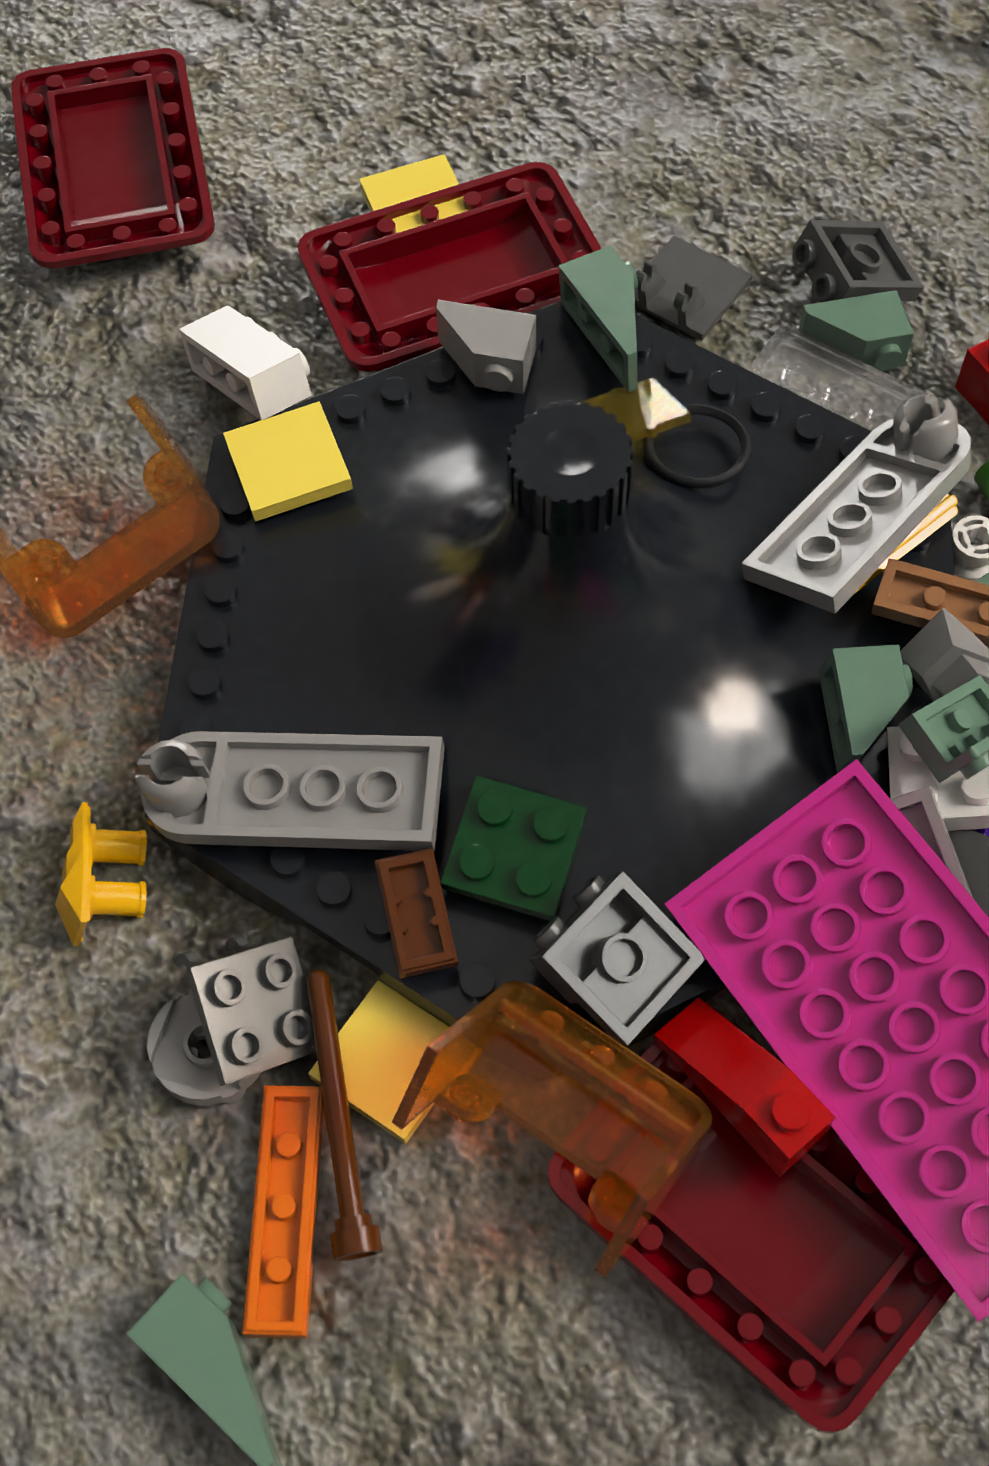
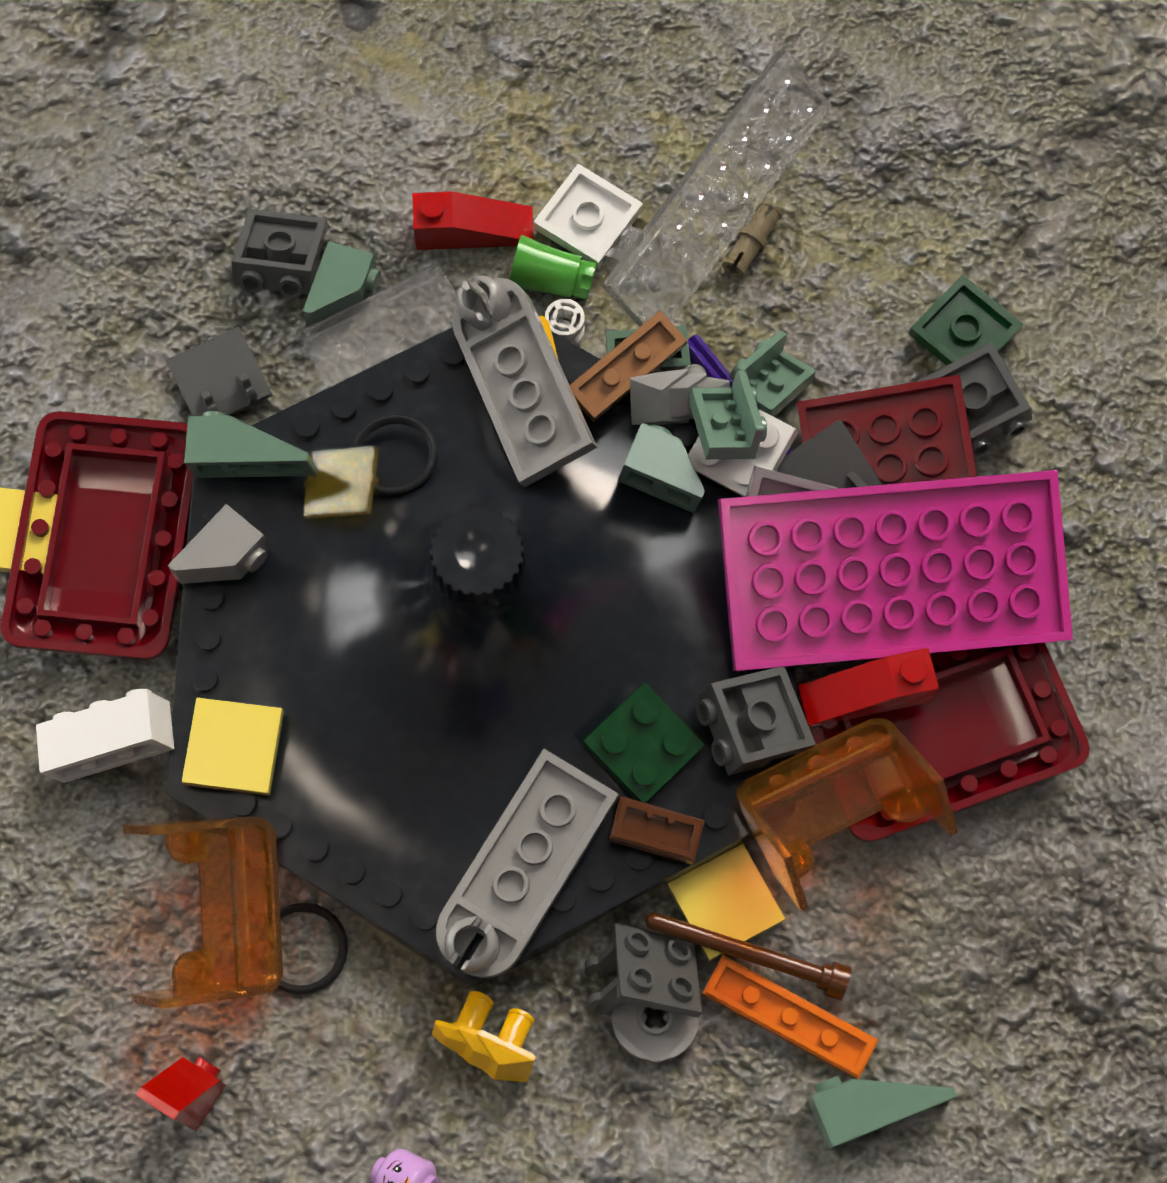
camera: 65 degrees left, 10 degrees up
(151, 684) = (342, 954): none -> black tyre

